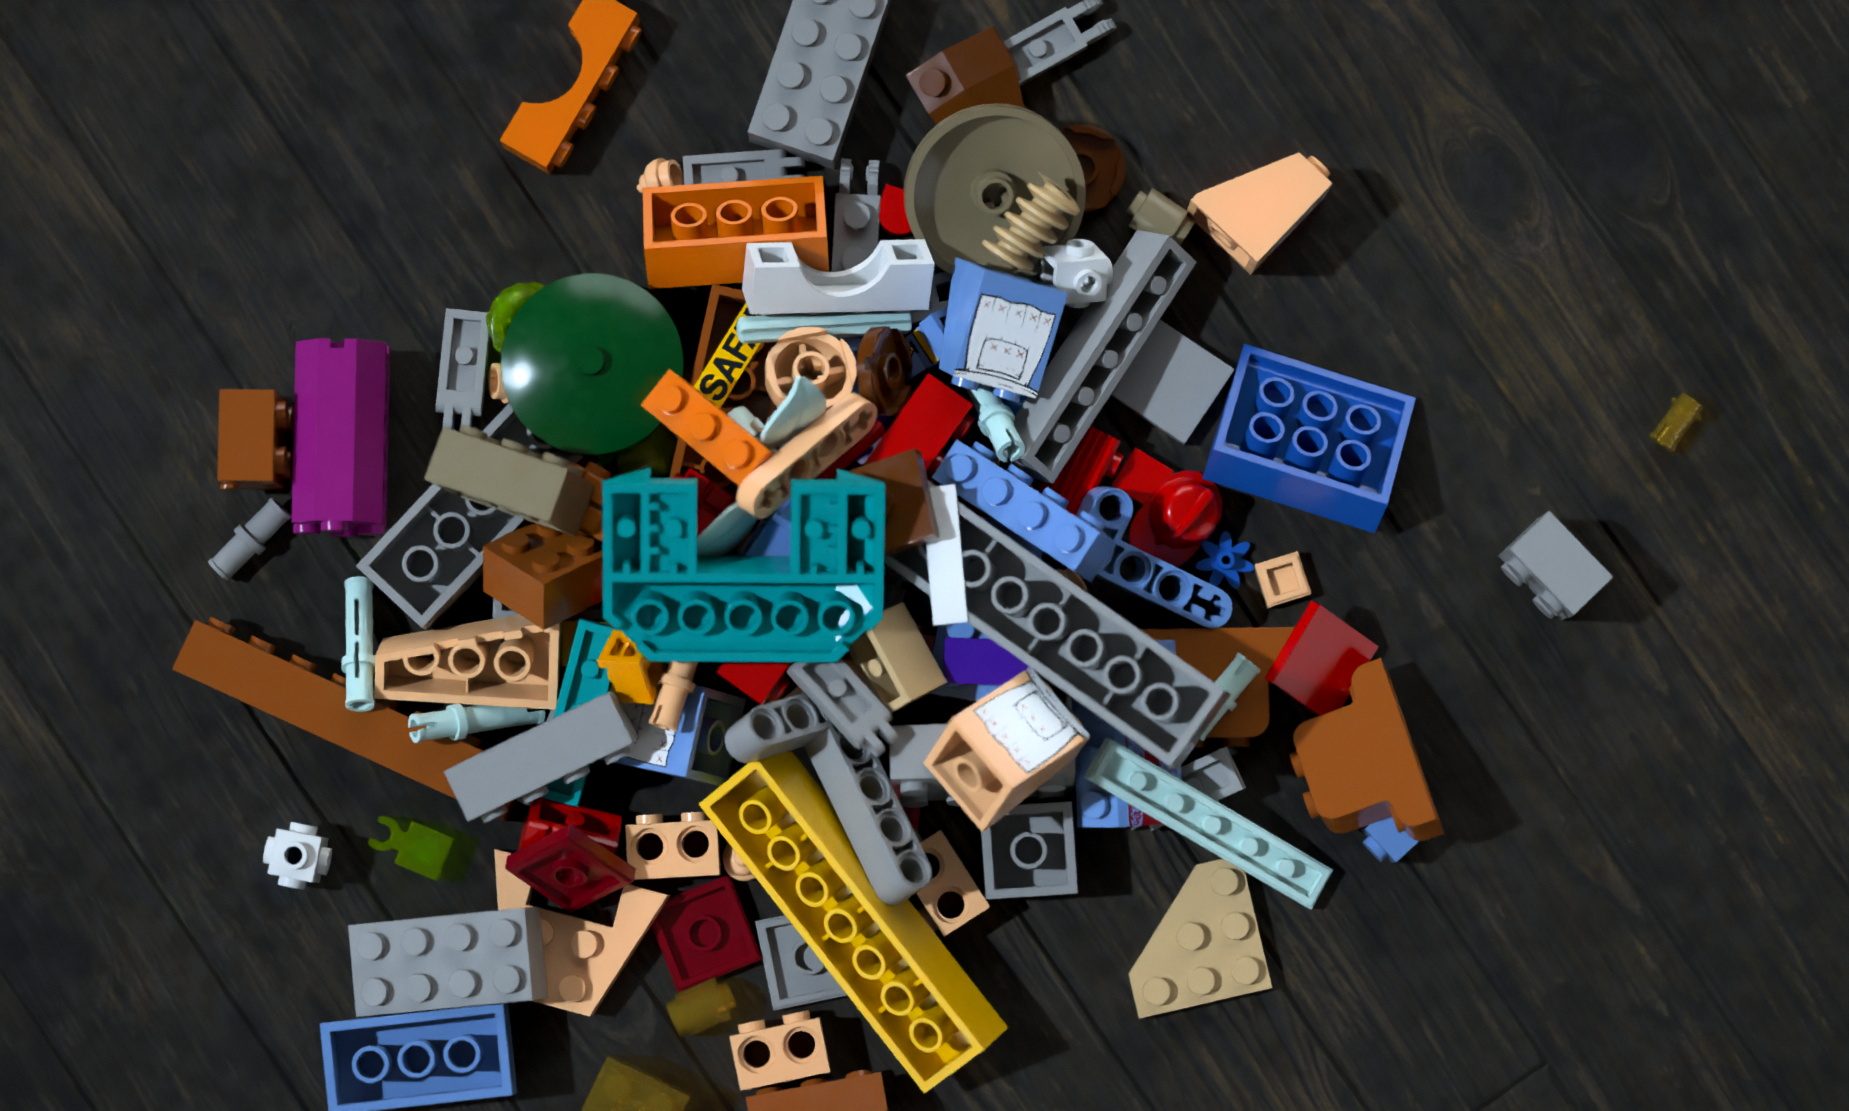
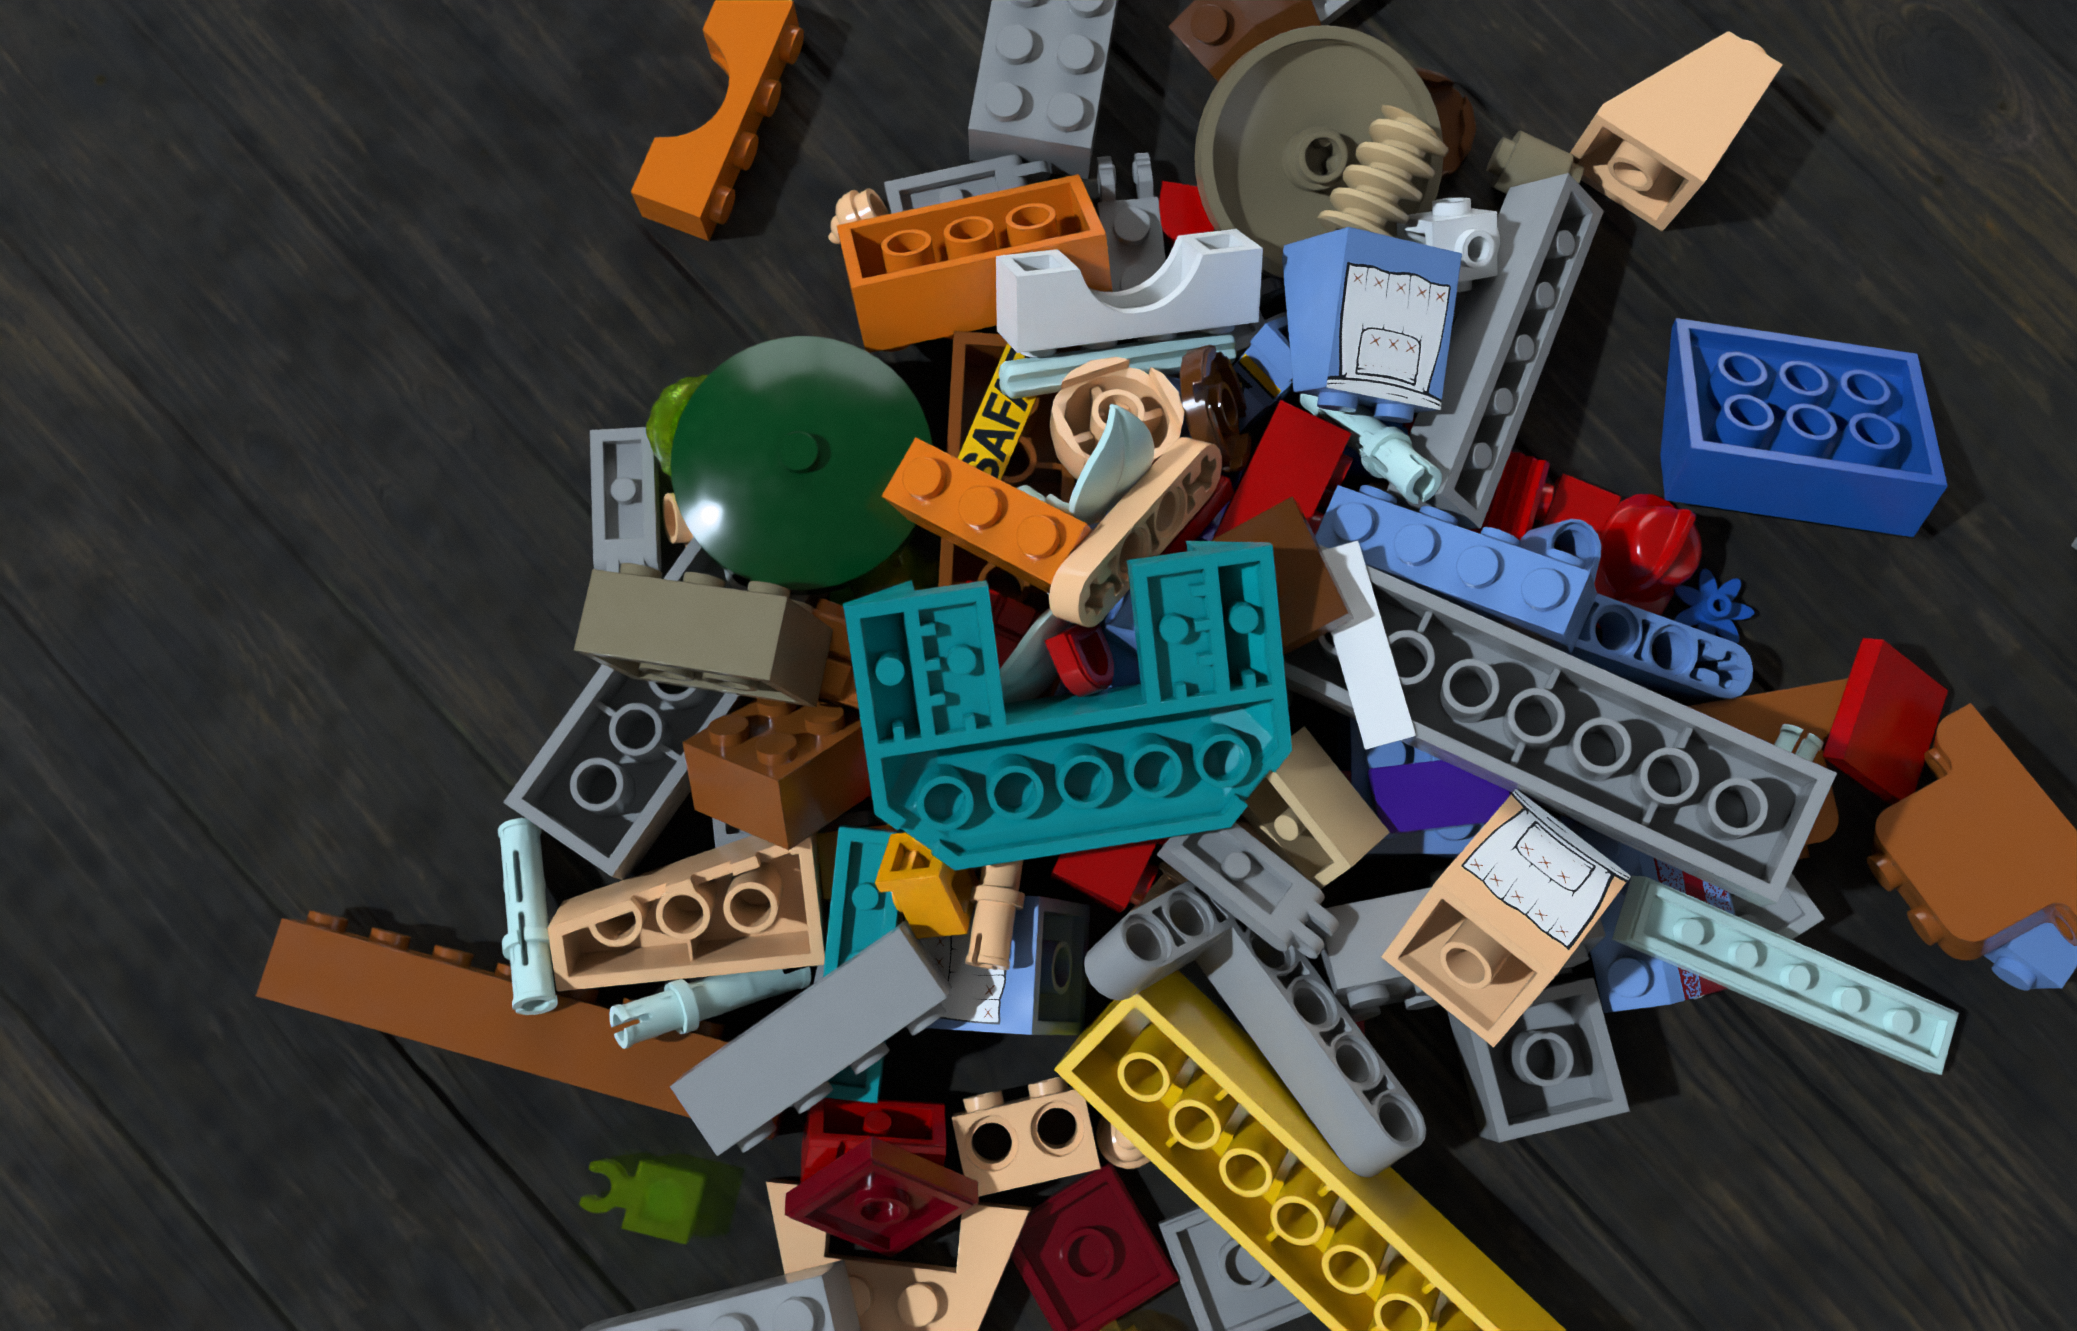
camera: 15 degrees left, 5 degrees down
(249, 539) = (354, 791): light grey pin -> none
(254, 439) = (335, 647): dark orange brick -> none
(314, 861) = (499, 1235): white brick -> none
(340, 437) = (461, 624): magenta brick -> none
(755, 536) = (1082, 659): none -> red tile
(950, 877) = (1442, 1117): light nougat brick -> none
(1172, 382) = (1597, 384): light grey tile -> none
(1203, 945) = (1798, 1153): tan plate -> none
(1282, 579) = (1795, 622): light nougat tile -> none

